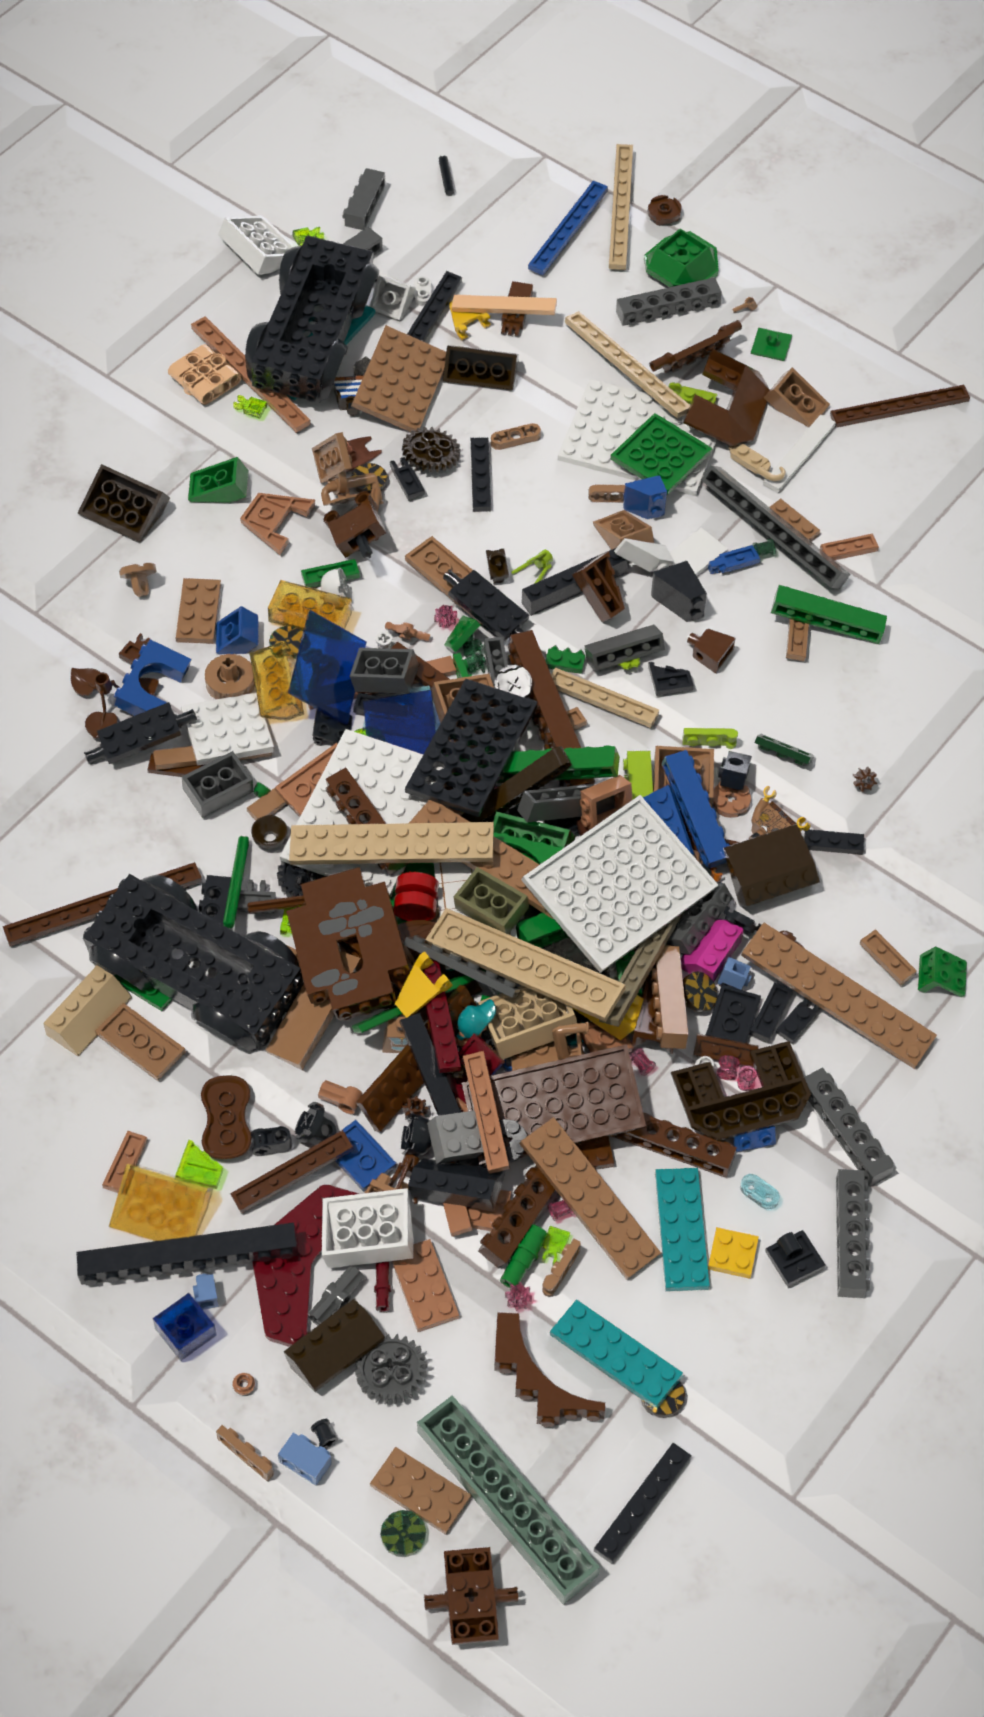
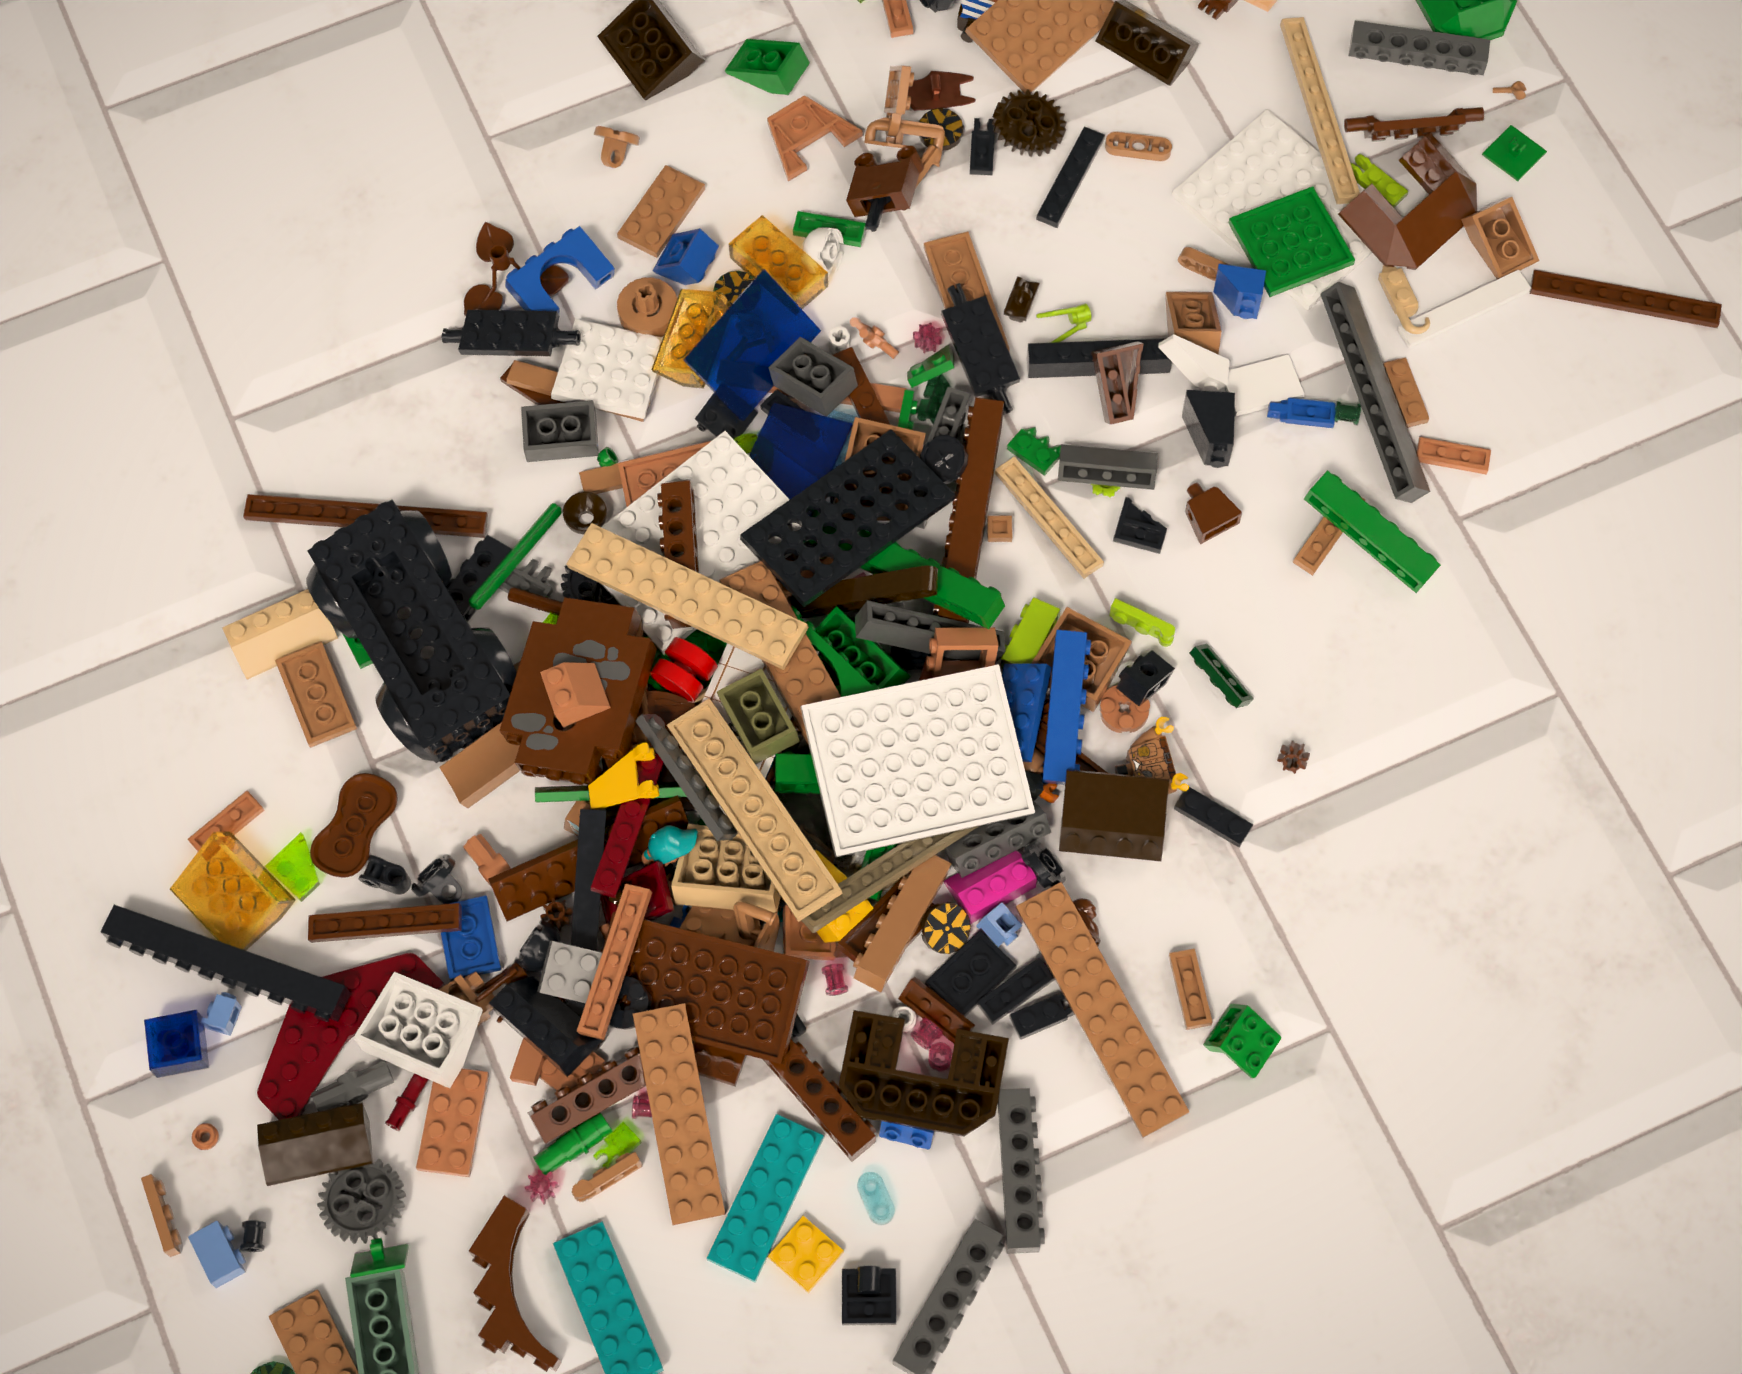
camera: 30 degrees right, 10 degrees up
(132, 649) = (559, 227): reddish brown plate -> none
(351, 940) = (575, 691): none -> nougat slope
(431, 1399) = (379, 1259): none -> green piece

